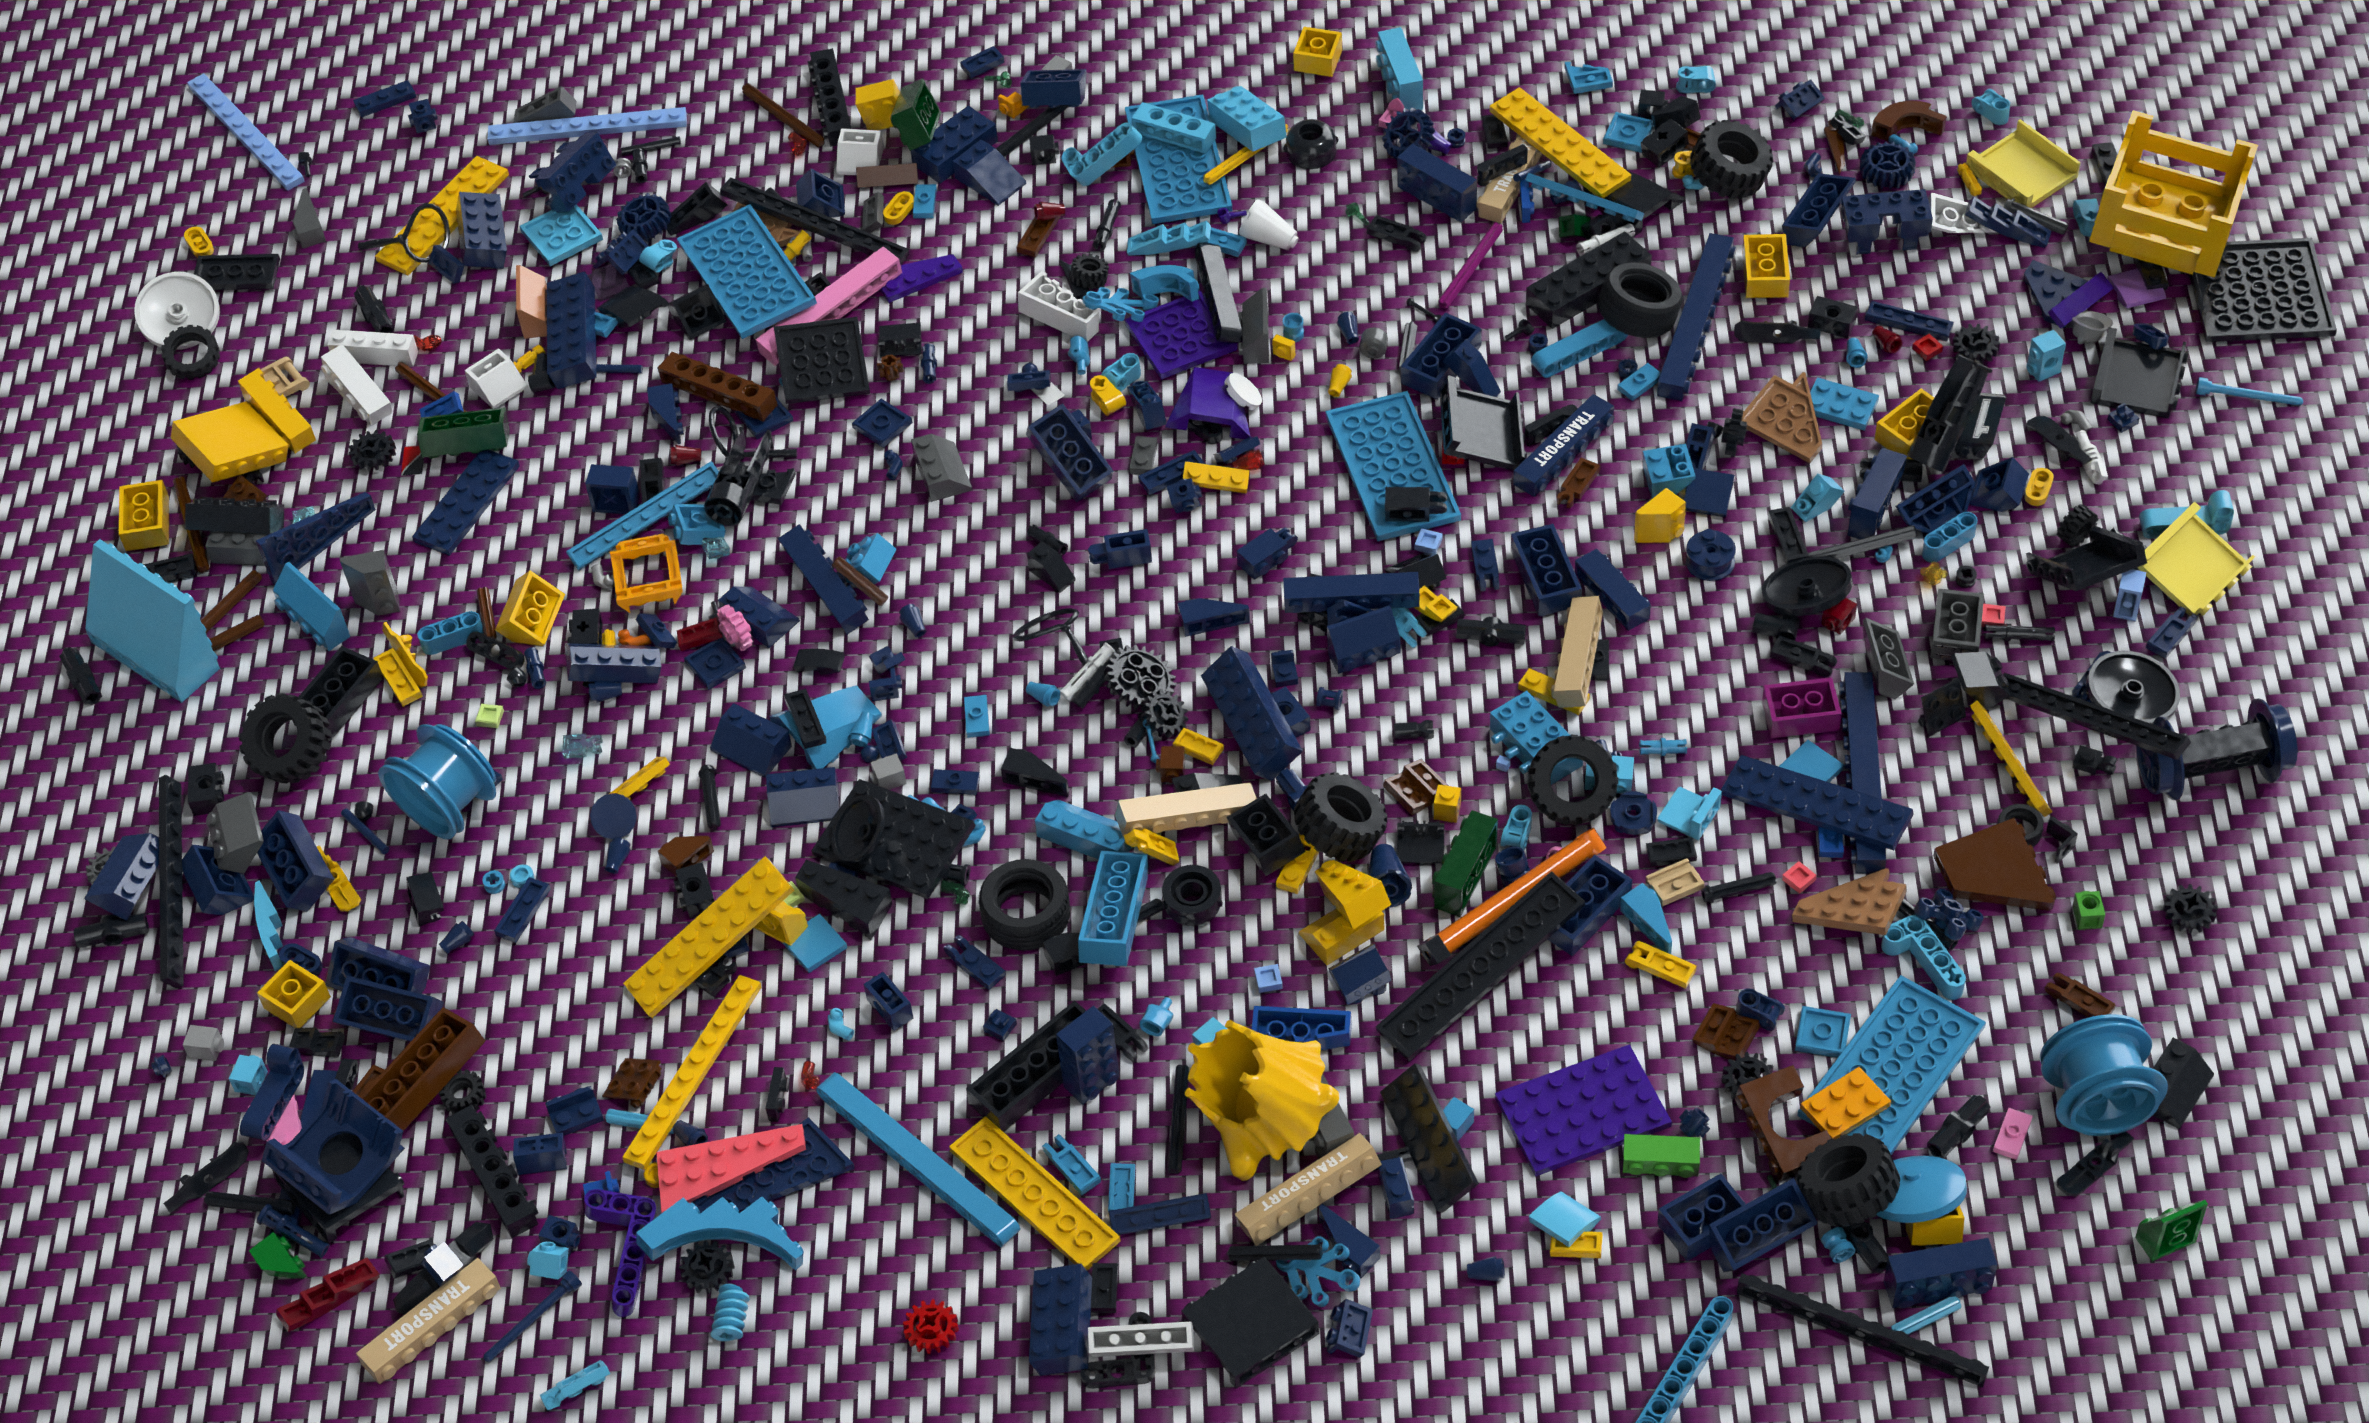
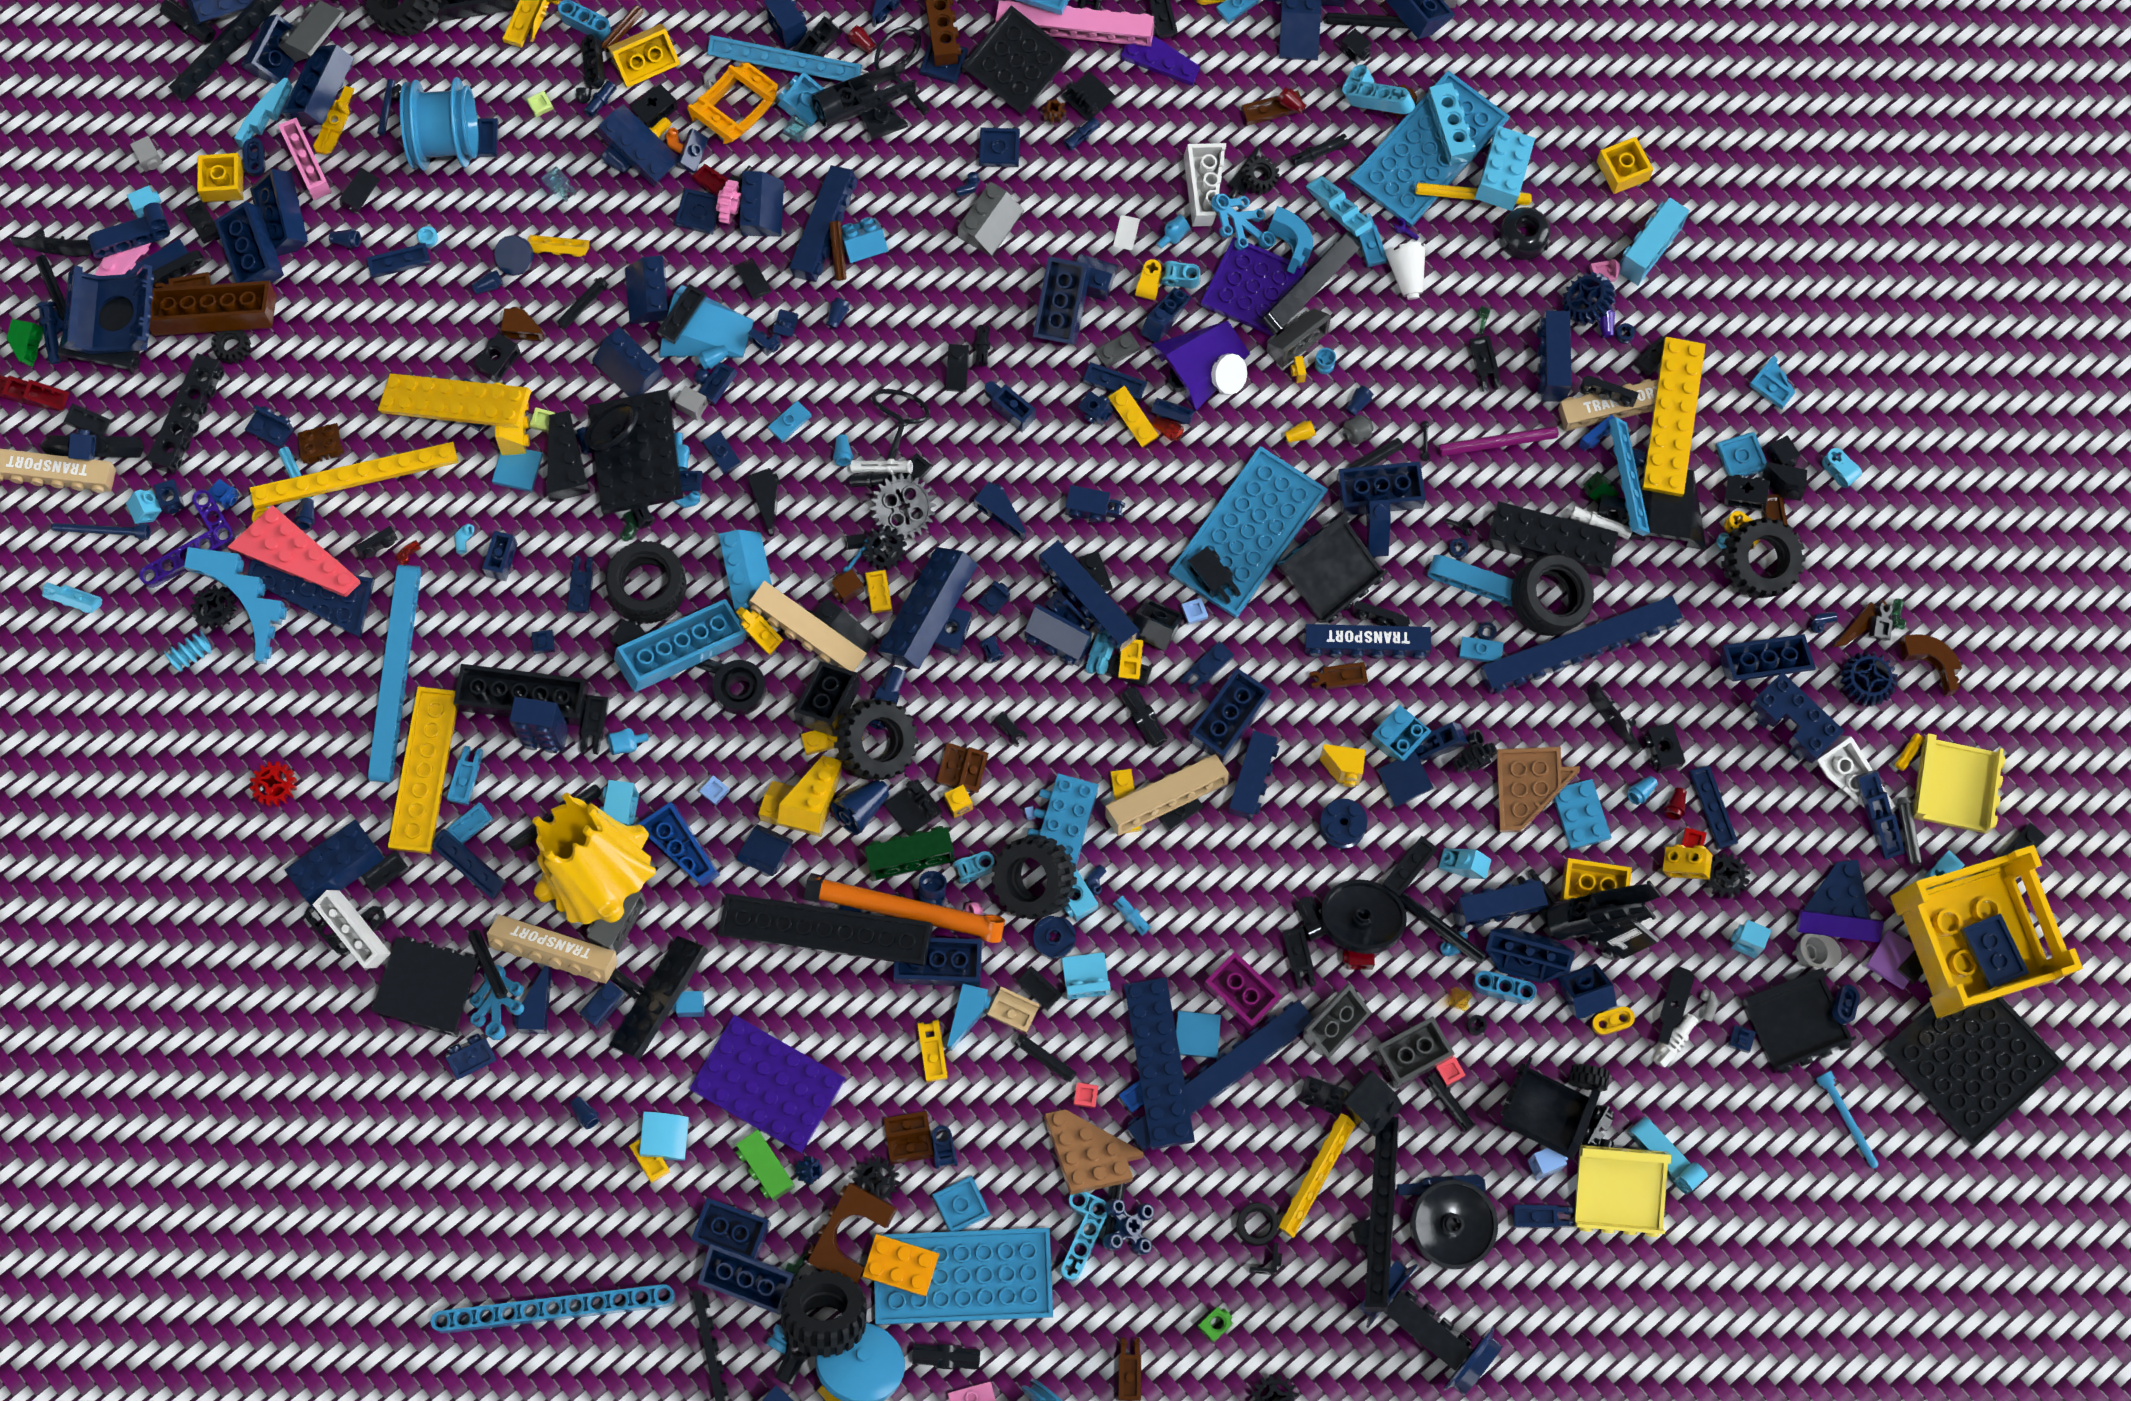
camera: 45 degrees right, 20 degrees up
(161, 1066) = (112, 144): dark blue plate -> none
(349, 917) = (304, 158): none -> bright pink brick
(489, 877) = (405, 228): dark azure bush -> none
(540, 1153) = (220, 432): dark blue hinge -> none
(717, 977) = (438, 428): black plate -> none
(1029, 379) = (1122, 216): dark blue plate -> none
(1533, 170) = (1627, 416): dark blue bar -> none
(1765, 266) = (1674, 661): yellow brick -> none
(1801, 99) = (1887, 563): dark blue bracket -> none
(1898, 140) = (1903, 682): dark azure arm -> none
(1942, 356) = (1687, 862): none -> yellow brick
(1992, 107) = (2006, 712): medium azure piece -> none
(1995, 868) = (1198, 1233): reddish brown slope -> none
(2190, 202) = (1994, 951): none -> dark blue plate

